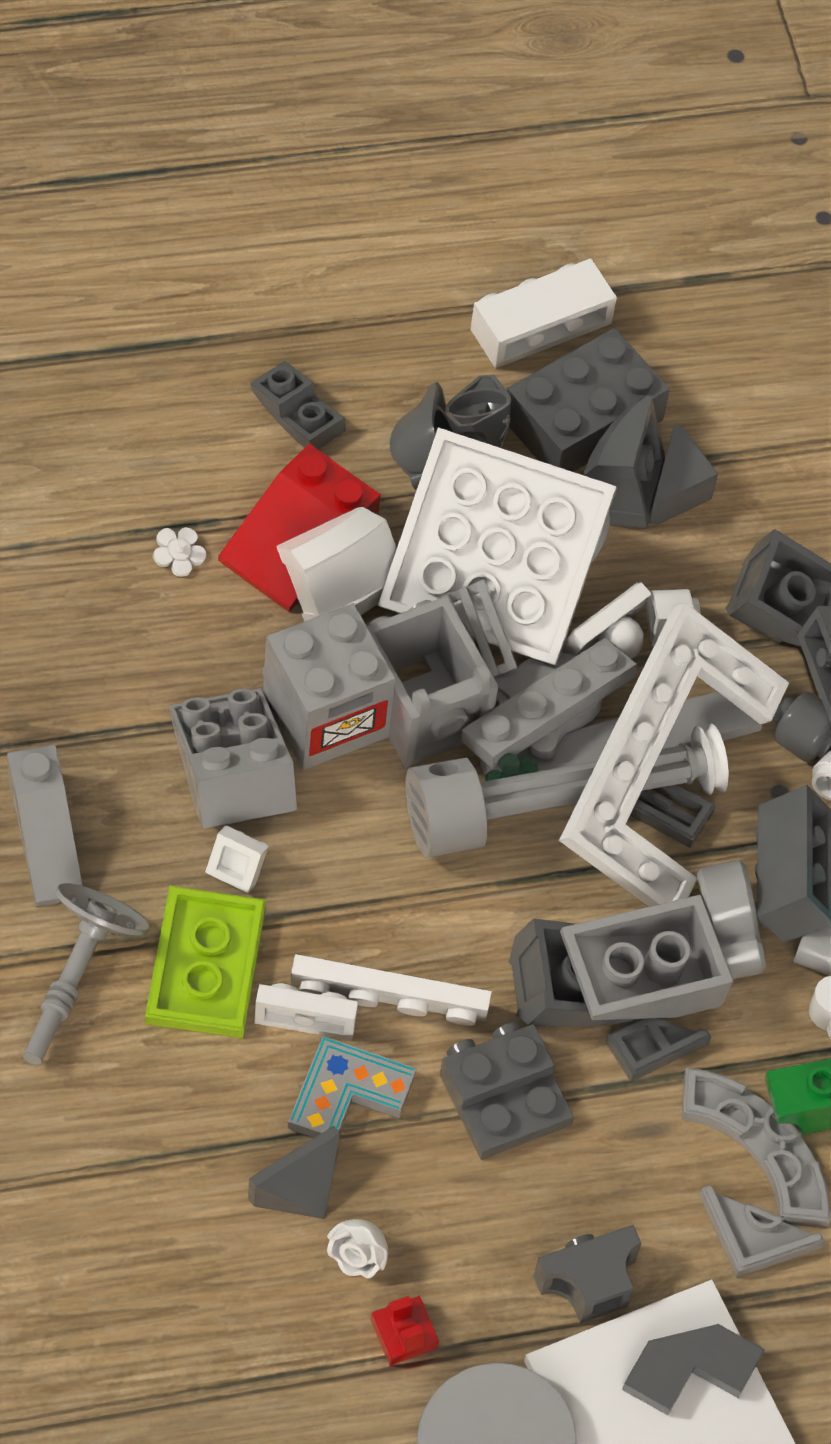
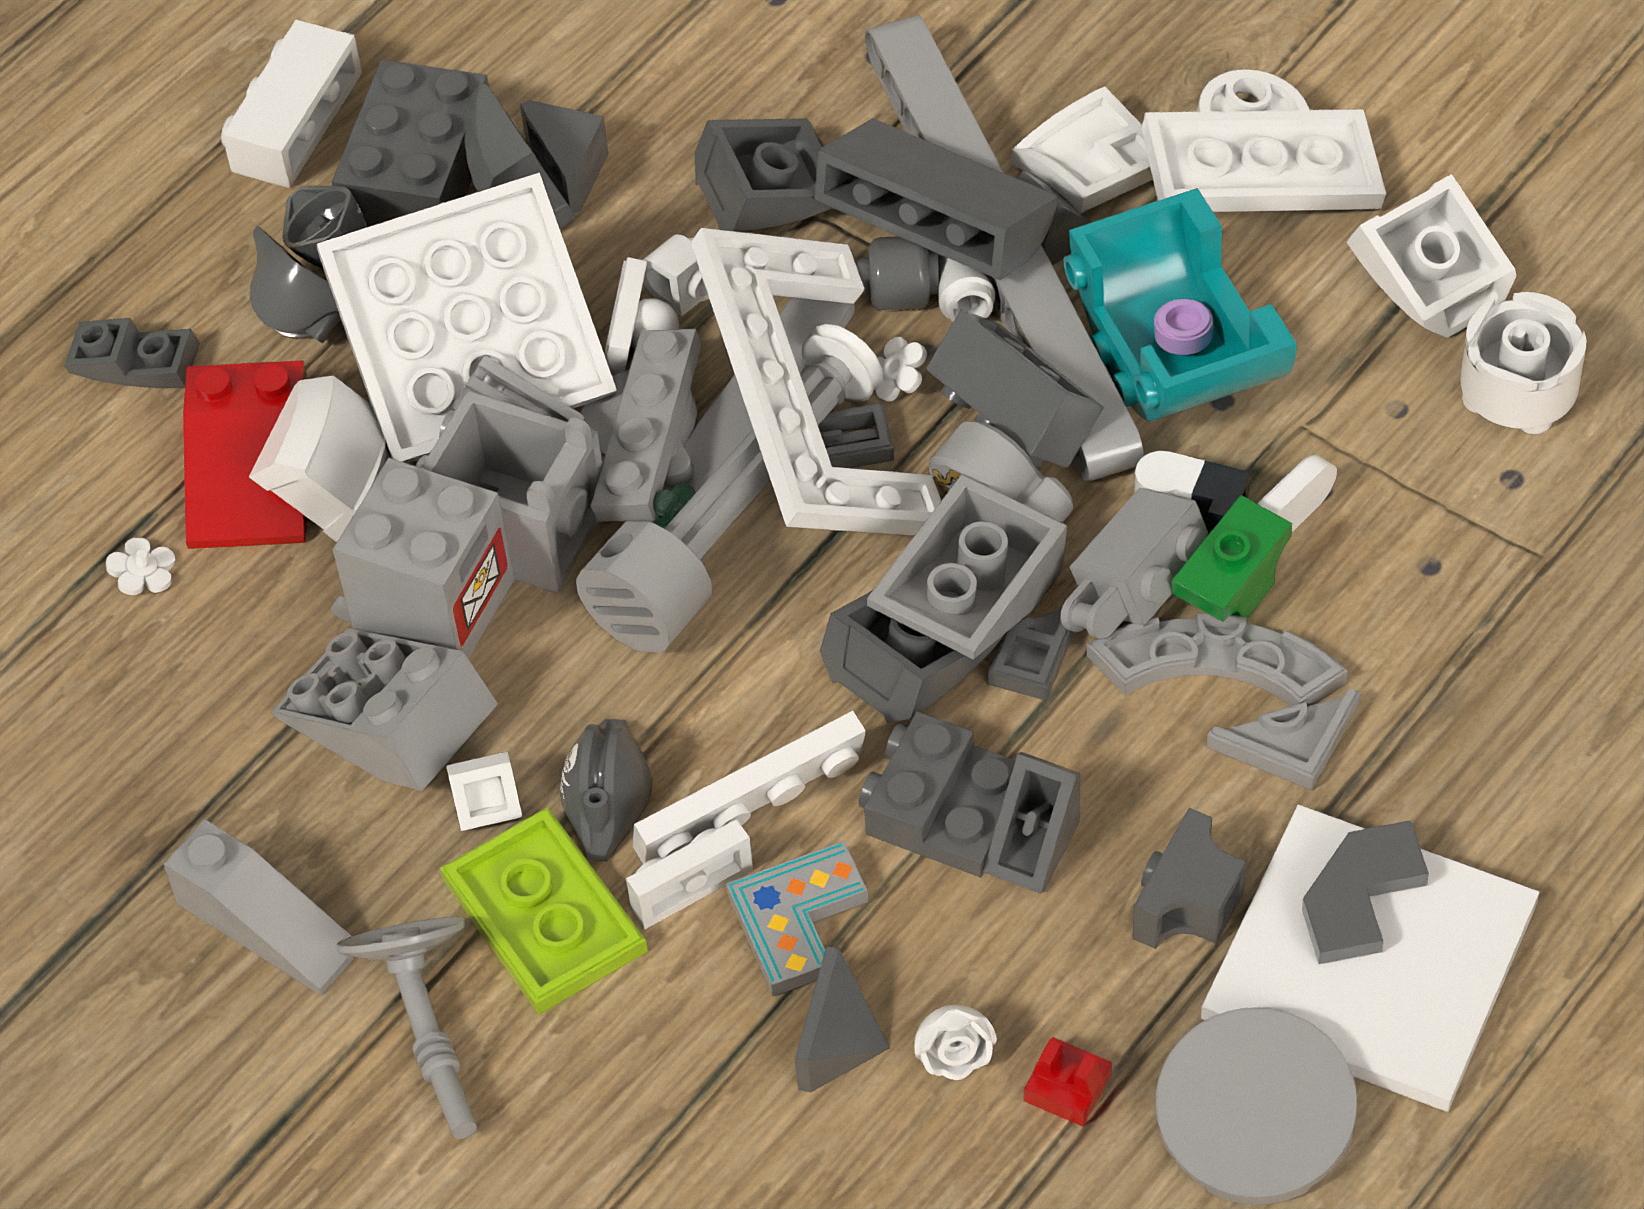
camera: 30 degrees left, 5 degrees down
(314, 914) = (604, 787): none -> dark grey hat
(536, 1155) = (1034, 822): none -> dark grey slope
(746, 790) = (899, 368): none -> white plant
(758, 1039) = (1132, 563): none -> light grey brick

